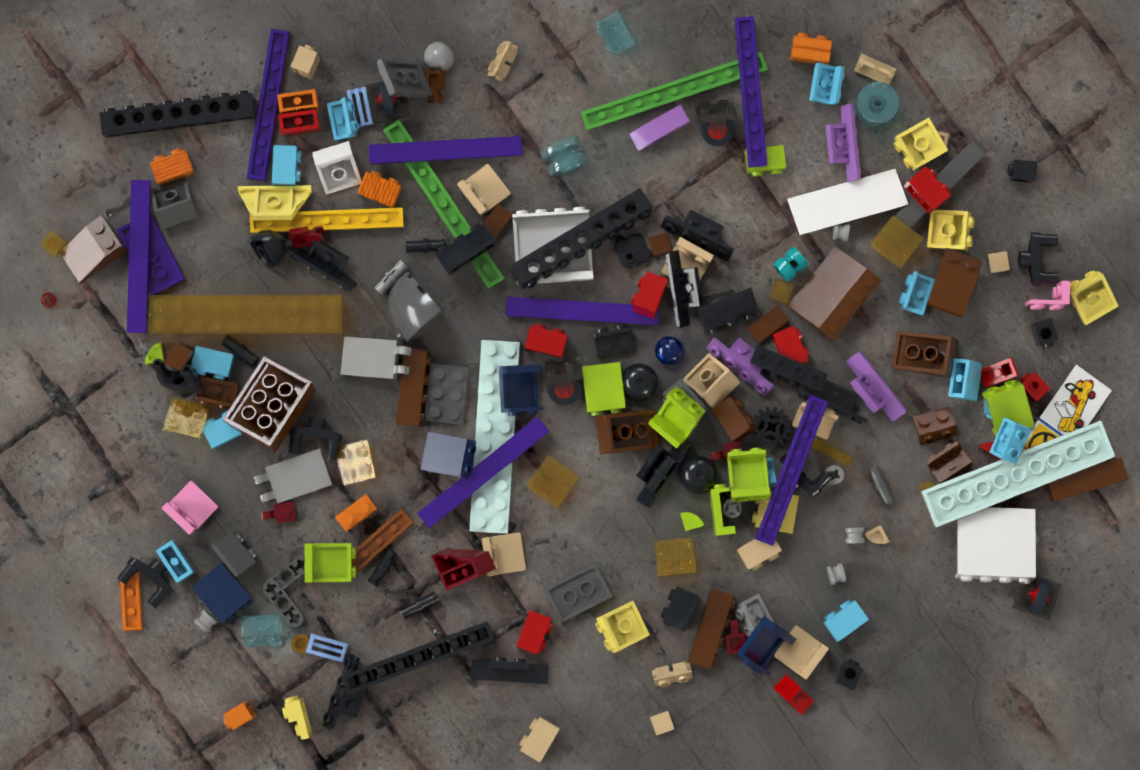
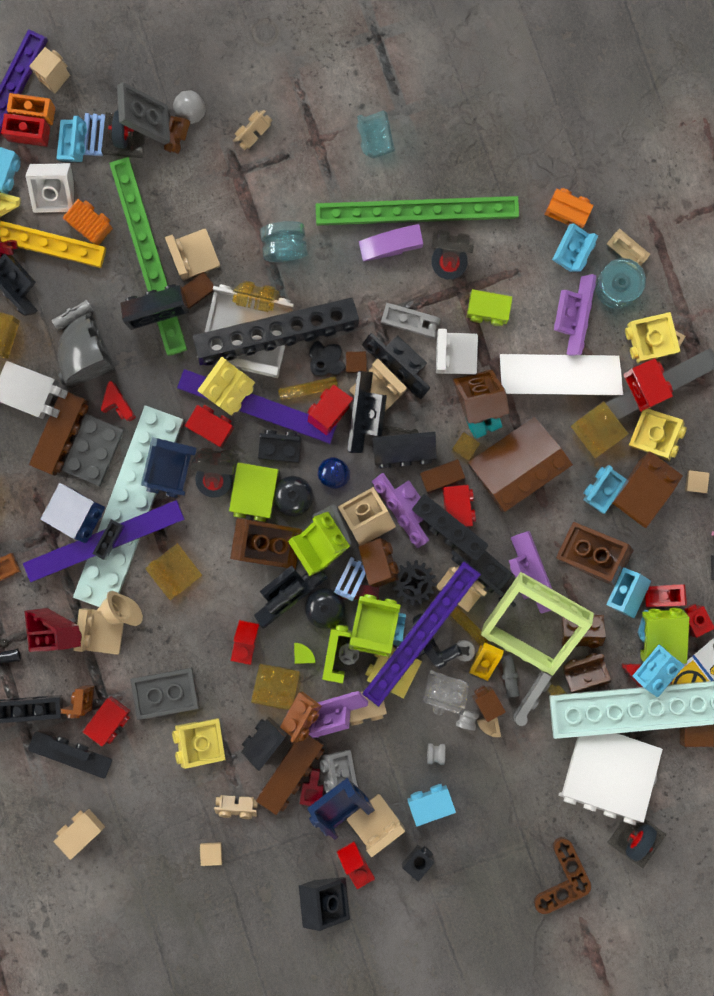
camera: 15 degrees right, 0 degrees up
(424, 245) = (115, 292): black pin -> none
(445, 150) = (164, 201): dark purple tile -> none
(453, 341) = (114, 398): none -> red slope
(488, 469) = (108, 539): none -> black piece
(507, 618) = (81, 702): none -> dark orange bracket
(516, 529) = (120, 609): none -> tan piece
(544, 208) = (249, 289): none -> clear yellow hinge
(553, 301) = (226, 386): none -> light yellow plate
(623, 281) = (306, 388): none -> clear yellow axle
(635, 526) = (244, 642): none -> red slope
(697, 193) = (410, 320): none -> light grey plate
(706, 575) = (300, 717): none -> dark orange bracket
(715, 427) = (357, 565): none -> light blue tile
(730, 566) = (336, 713): none -> medium lavender bracket
(748, 210) = (456, 353): none -> white bracket
(750, 92) = (495, 233): dark purple tile -> none
(775, 735) = (324, 903): none -> black slope
(782, 243) = (481, 396): none -> reddish brown slope
(828, 517) = (445, 693): none -> clear plate
(841, 231) = (545, 403): light grey wheel -> none
(856, 478) = (486, 661): none -> yellow slope
(868, 514) = (488, 703): none -> reddish brown brick
(895, 405) = (549, 599): none -> yellowish green window
(906, 500) = (531, 699): none -> light grey plate
(989, 655) = (569, 885): none -> reddish brown beam

